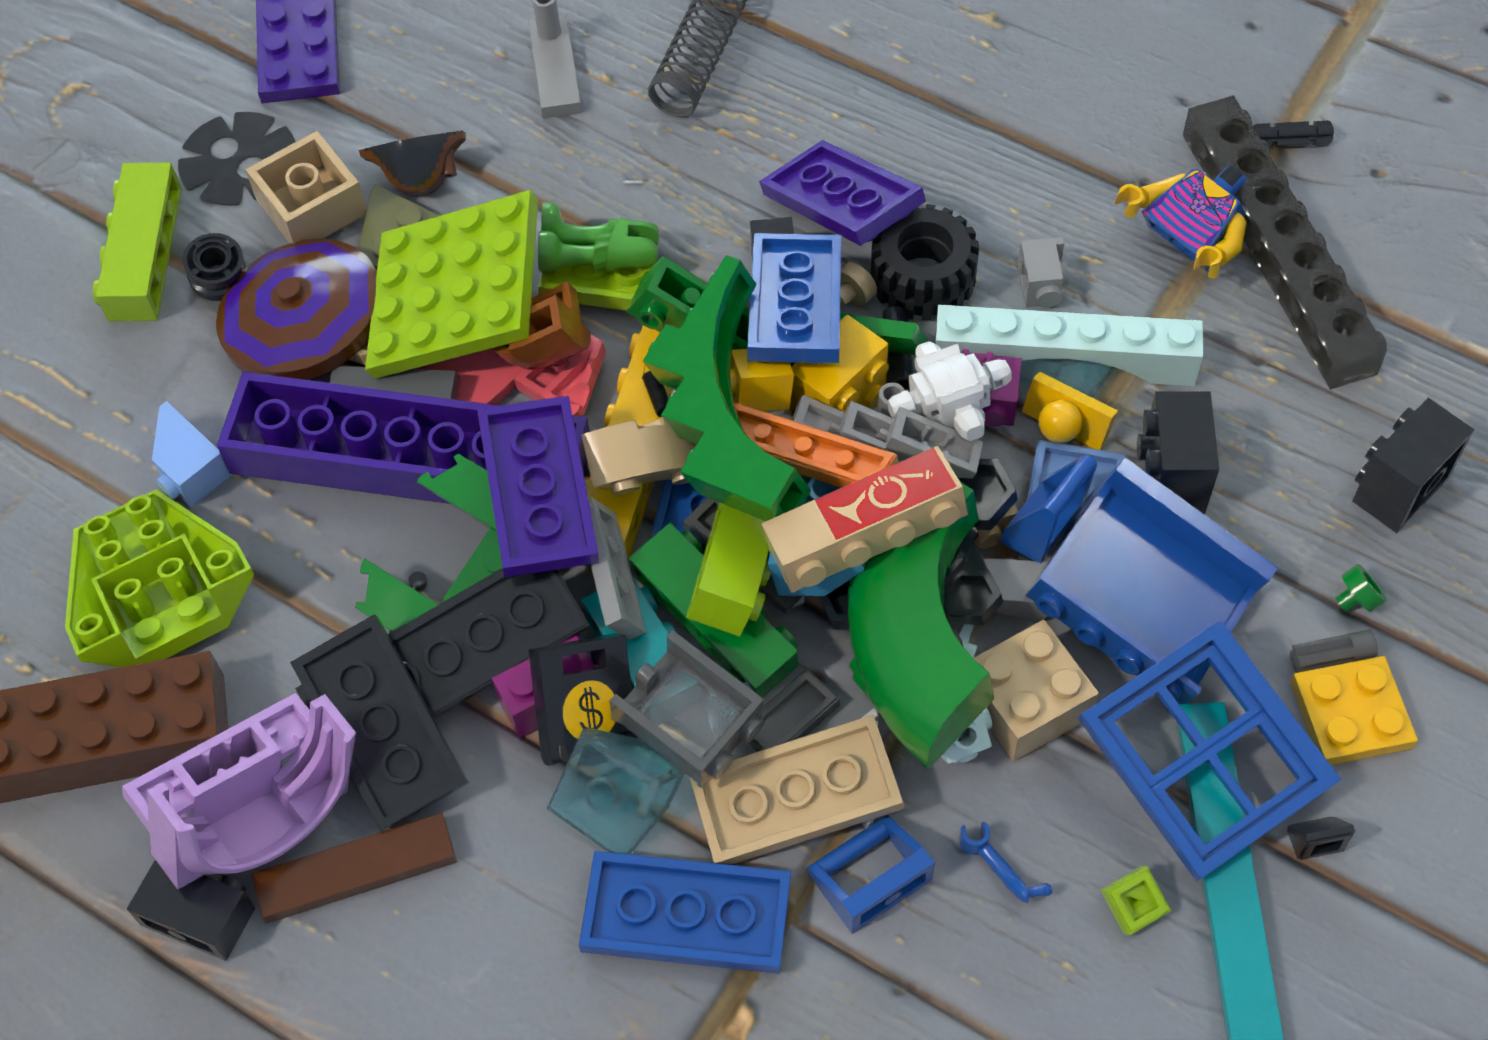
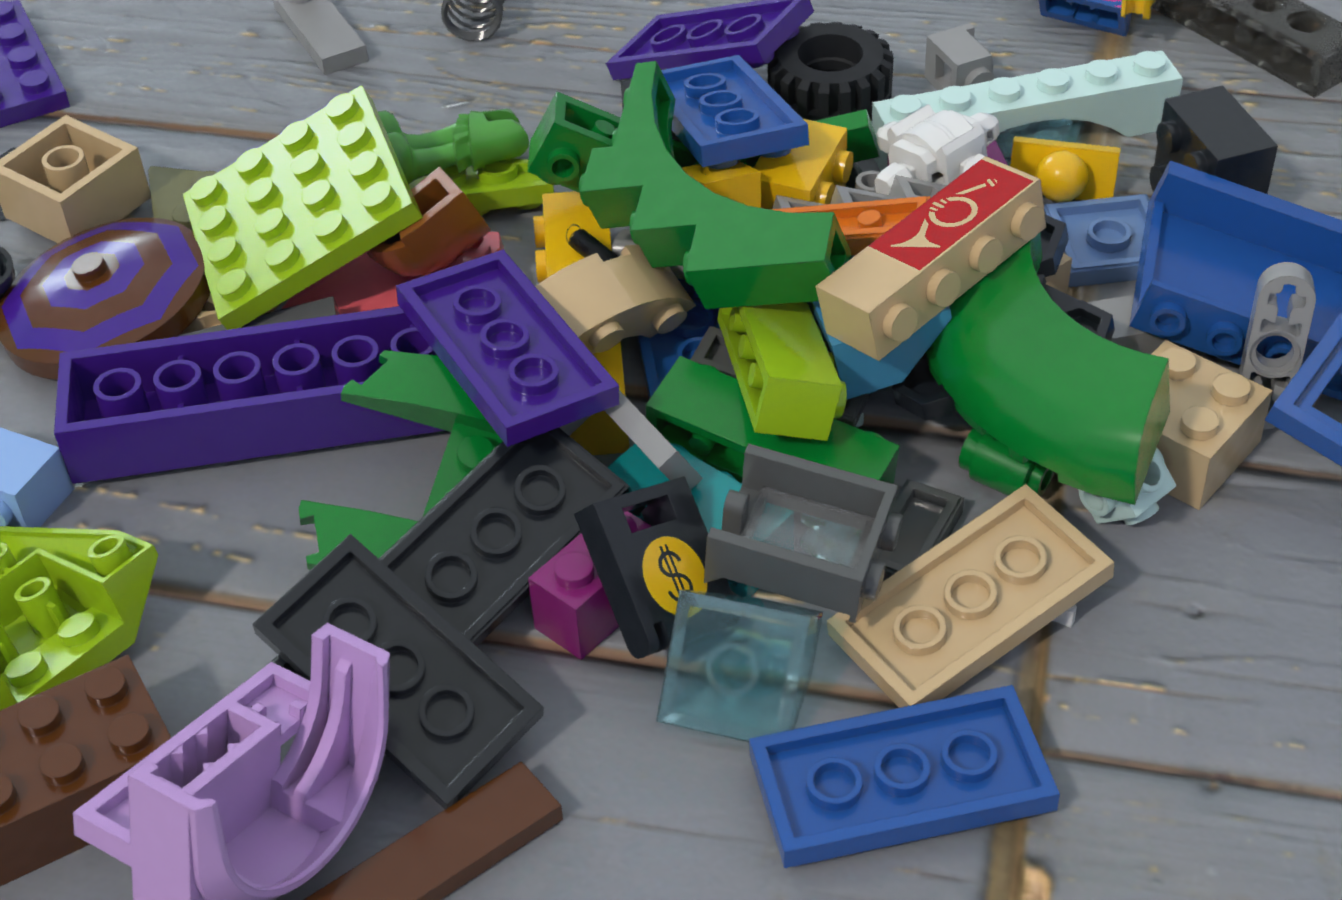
camera: 20 degrees left, 15 degrees down
(418, 163) = (193, 130): black hat -> none
(883, 891) = (1113, 703): blue tile -> none
(1000, 866) = (1214, 598): blue piece -> none
(1050, 510) = (1106, 240): blue tile -> none
(1128, 649) = (1266, 323): none -> light grey beam

